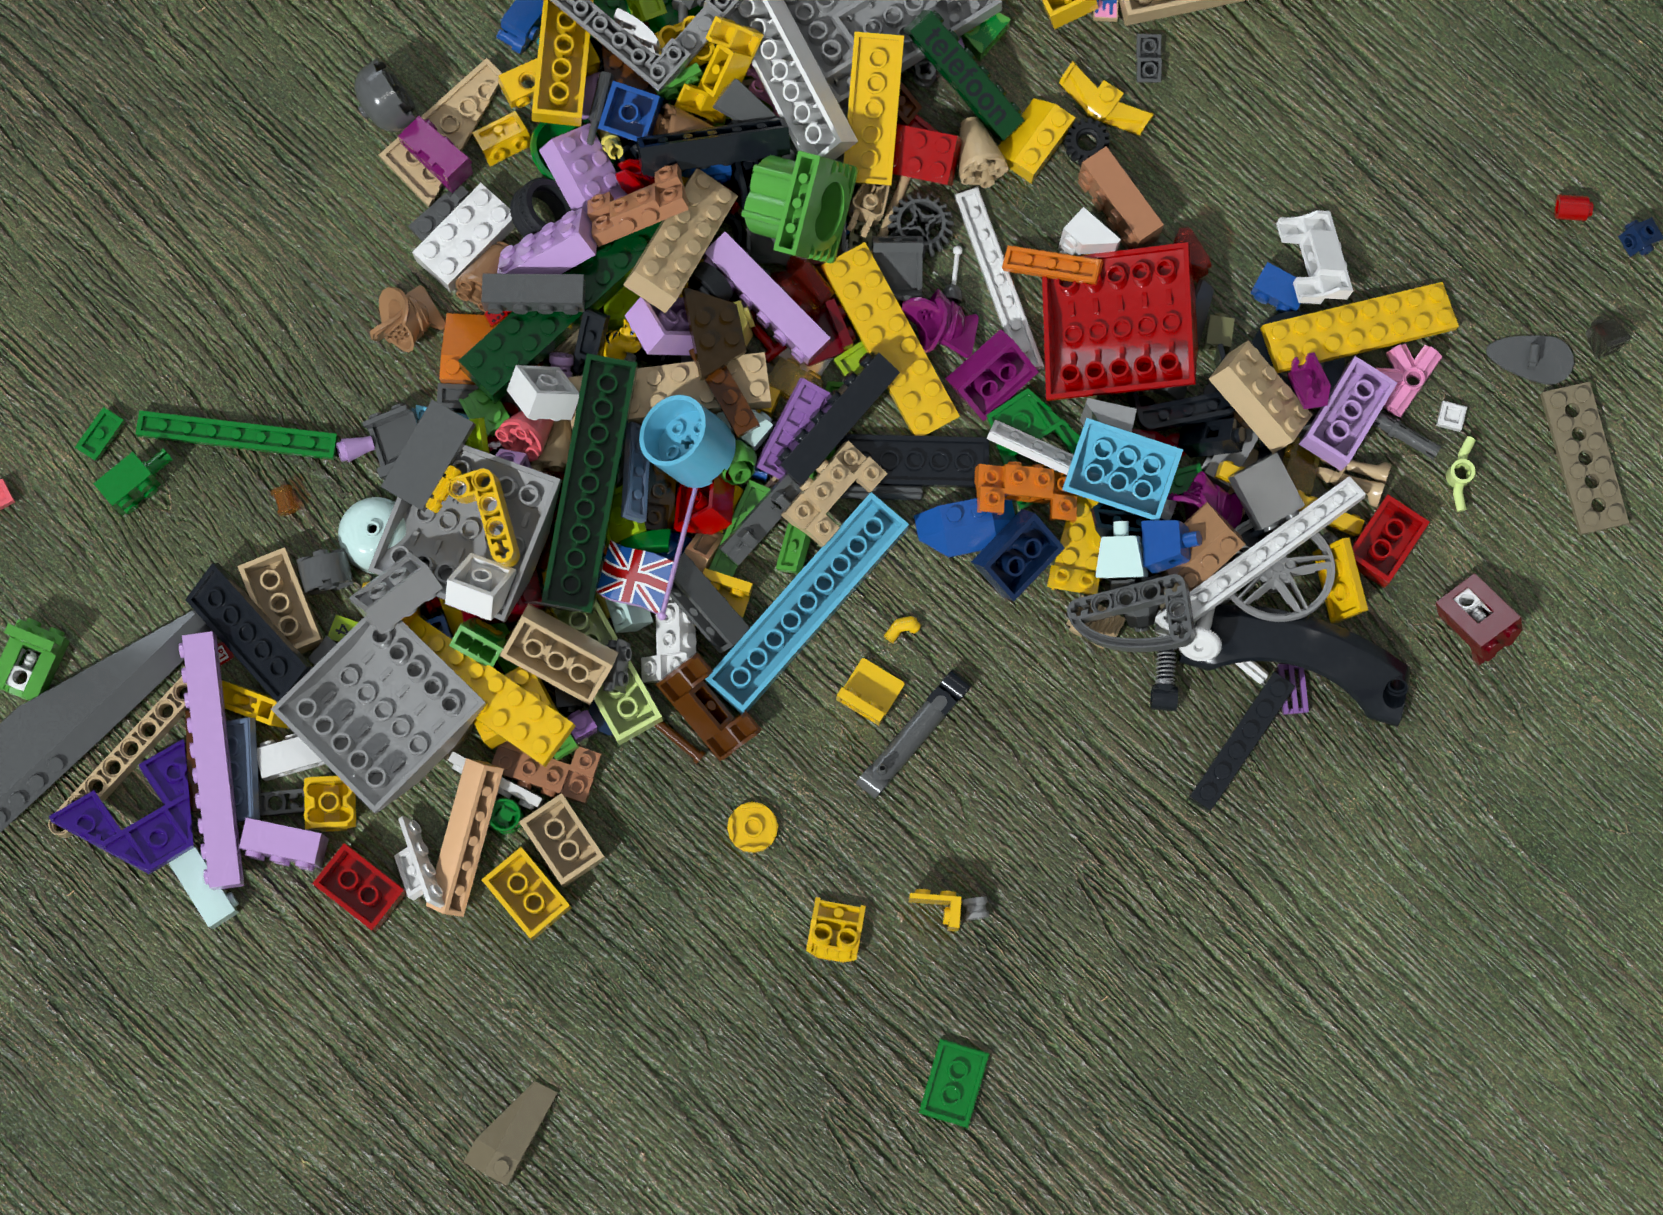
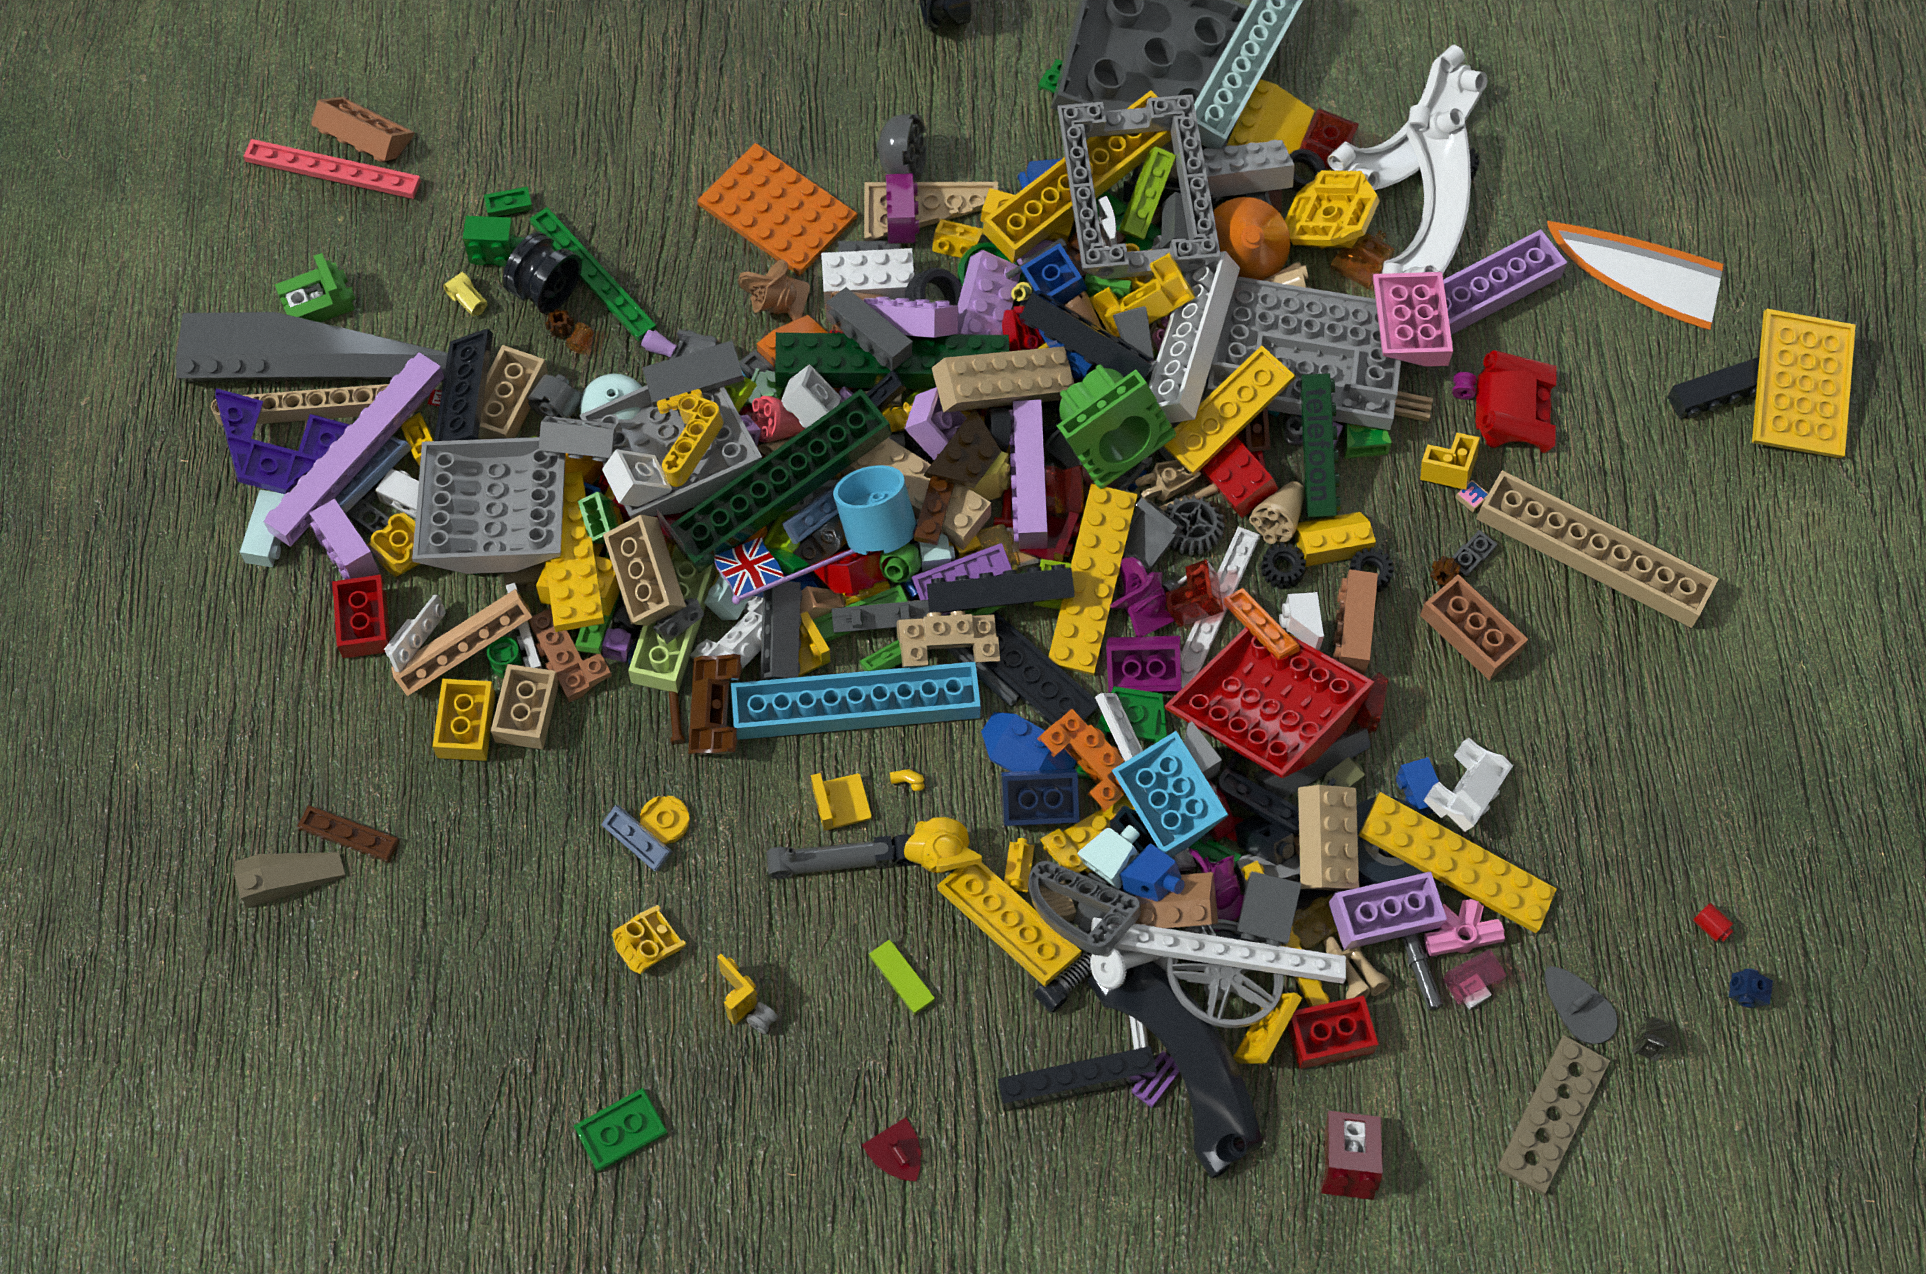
camera: 45 degrees right, 15 degrees down
(145, 546) = (462, 290): none -> light yellow piece
(204, 475) = (541, 272): none -> black piece
(262, 506) = (559, 323): none -> reddish brown gear
(327, 241) = (777, 209): none -> orange plate
(526, 1060) = (348, 834): none -> reddish brown tile
(639, 209) = (998, 334): nougat bracket -> none
(748, 861) = (636, 838): none -> sand blue tile
(984, 661) = (940, 845): none -> yellow helmet
(987, 284) = (1198, 598): none -> clear red brick
(1027, 186) = (1283, 578): none -> black tyre
(1043, 783) = (901, 977): none -> lime tile
(1047, 620) = (1019, 865): none -> yellow hinge
(1081, 670) = (1009, 921): none -> yellow plate
(1103, 102) = (1410, 555): yellow plate -> none
(1144, 93) = (1444, 570): none -> reddish brown gear
(1161, 912) = (896, 1151): none -> dark red shield
(1206, 122) = (1473, 627): none -> nougat brick
(1309, 382) = (1375, 859): magenta hinge -> none
(1445, 405) = (1474, 976): none -> clear pink panel
(1469, 469) = (1436, 1046): yellowish green piece -> none

